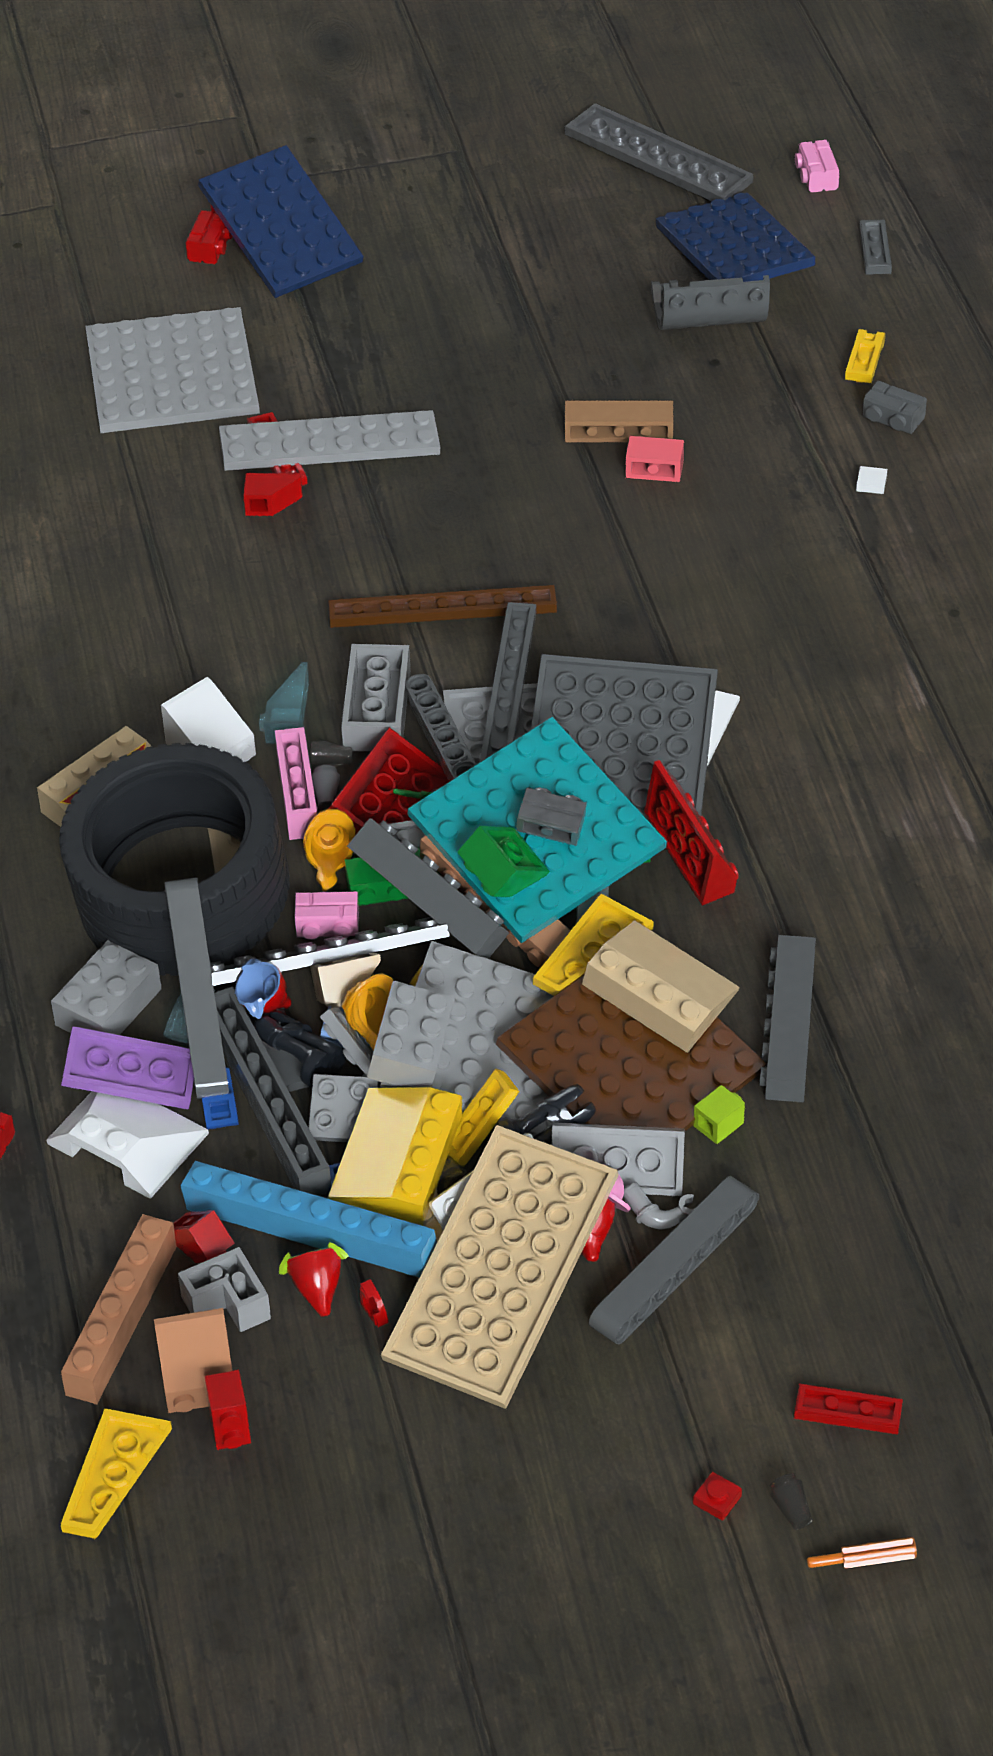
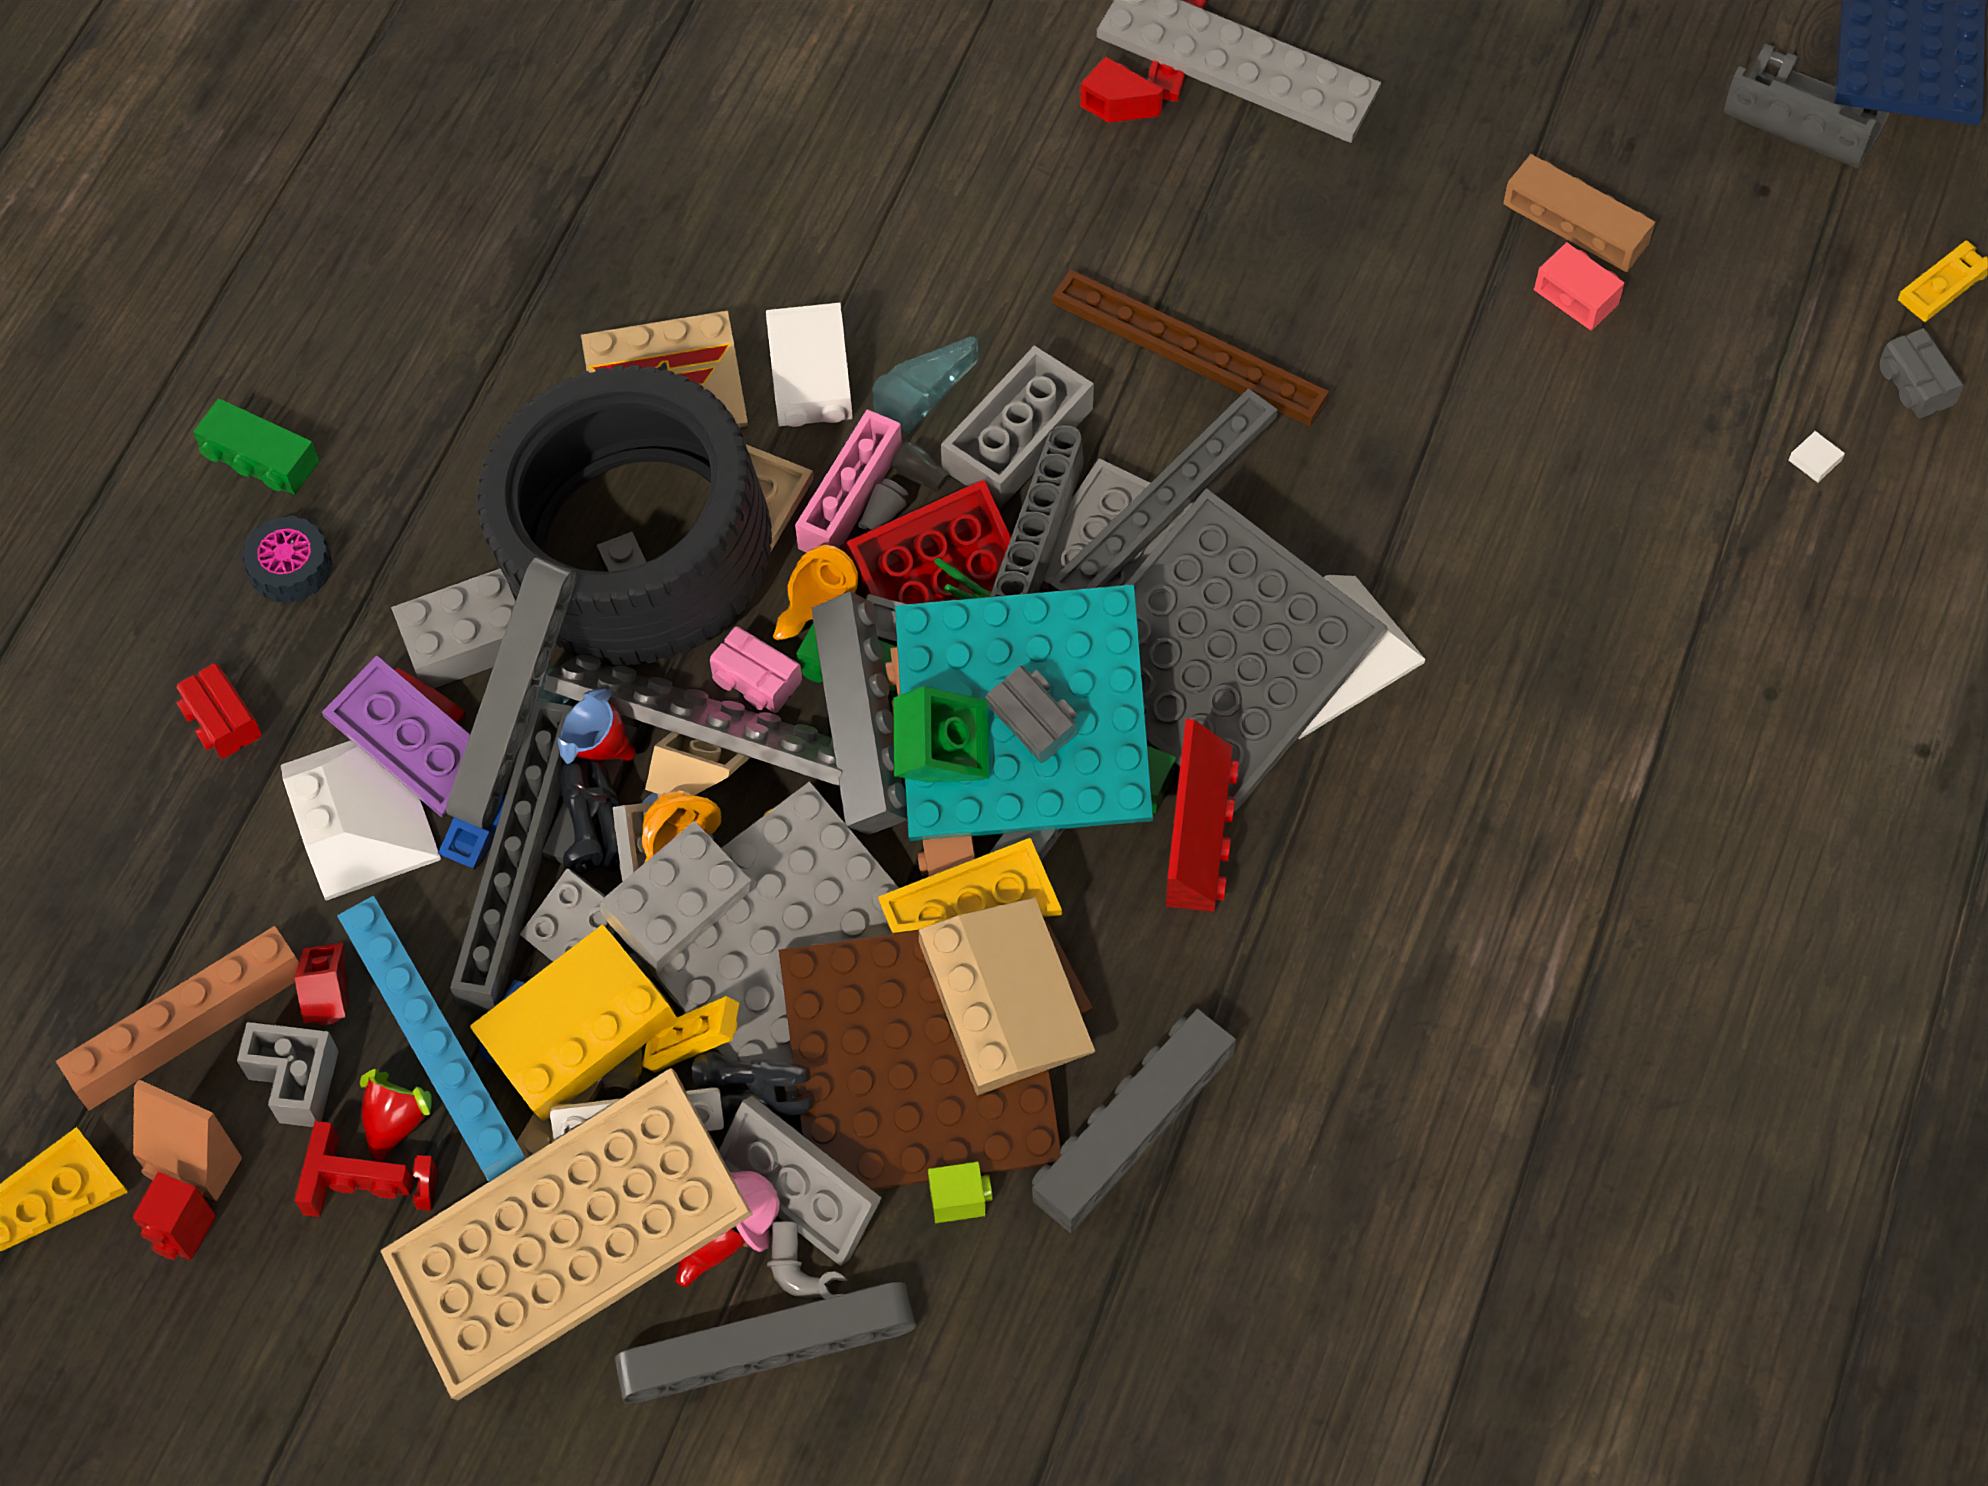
camera: 35 degrees right, 15 degrees up
(317, 1327) = (344, 1174): none -> red bracket

